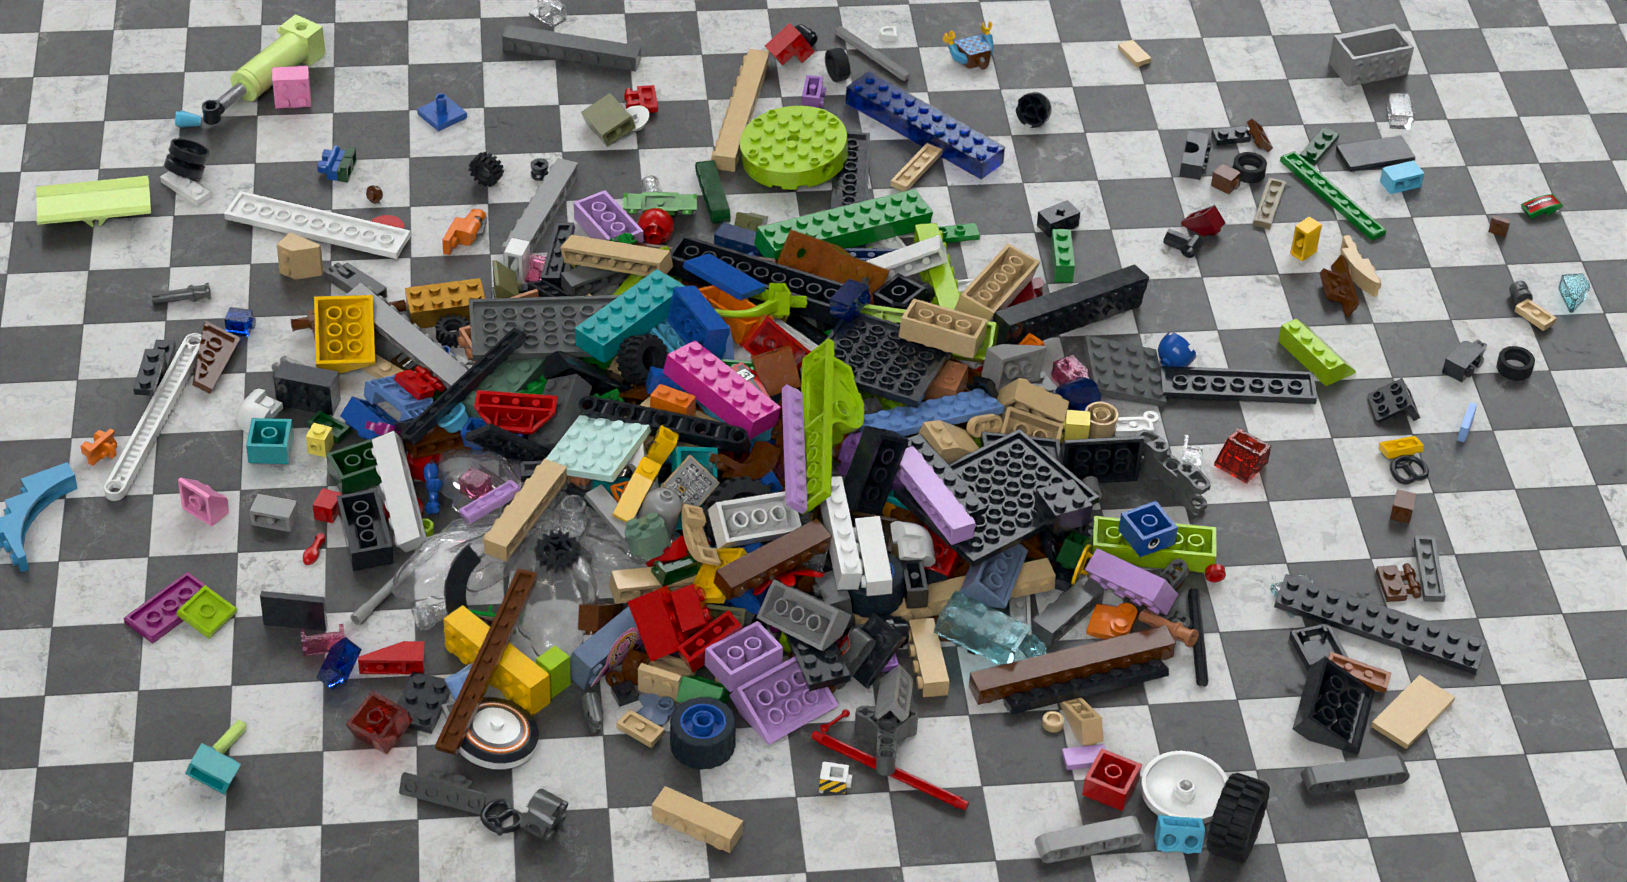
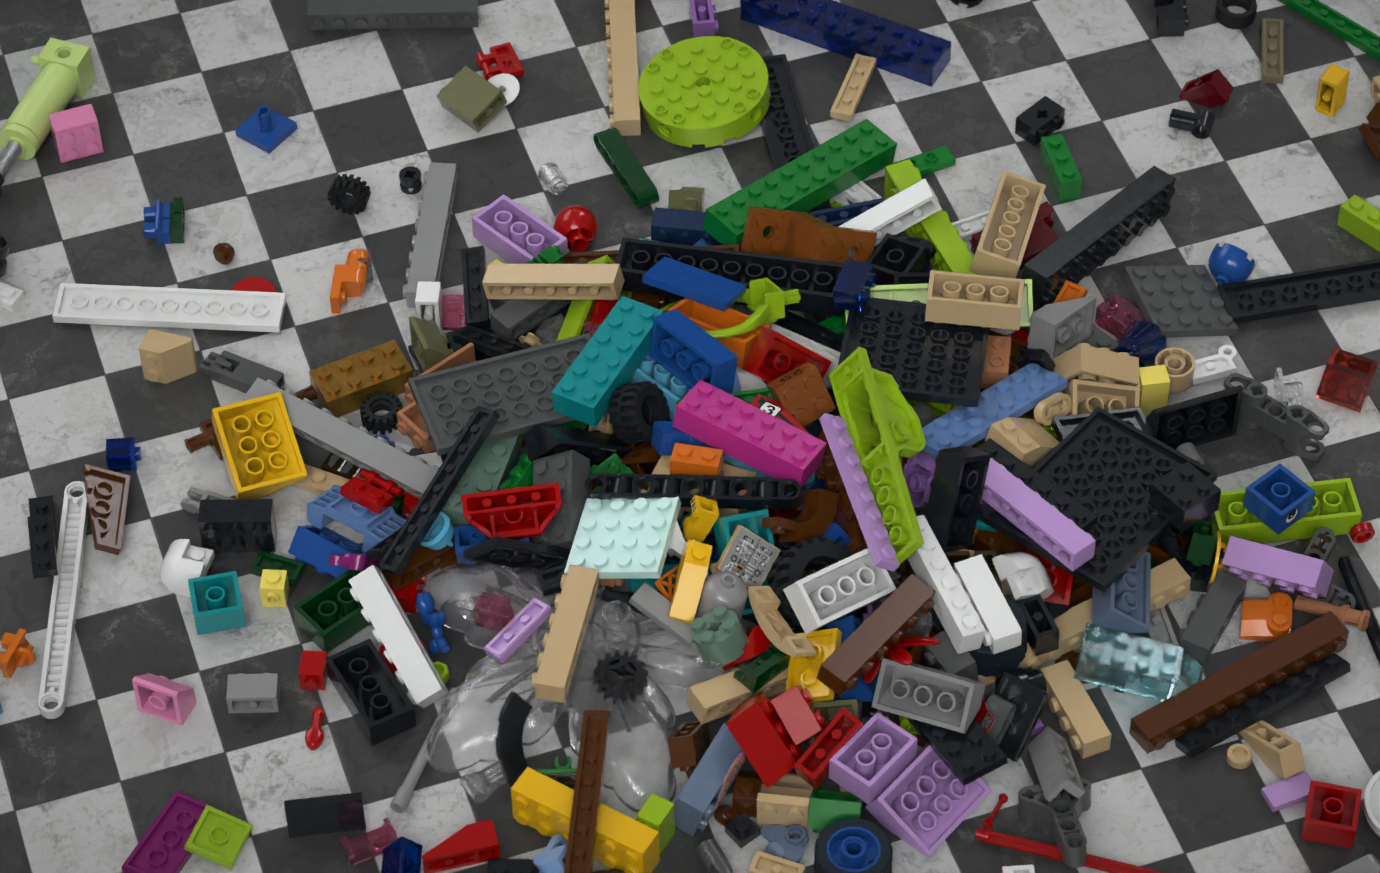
camera: 10 degrees left, 5 degrees up
(191, 293) = (49, 429): dark grey pin -> none
(669, 201) = (578, 193): bright green bracket -> none
(1226, 179) = (1214, 30): reddish brown brick -> none

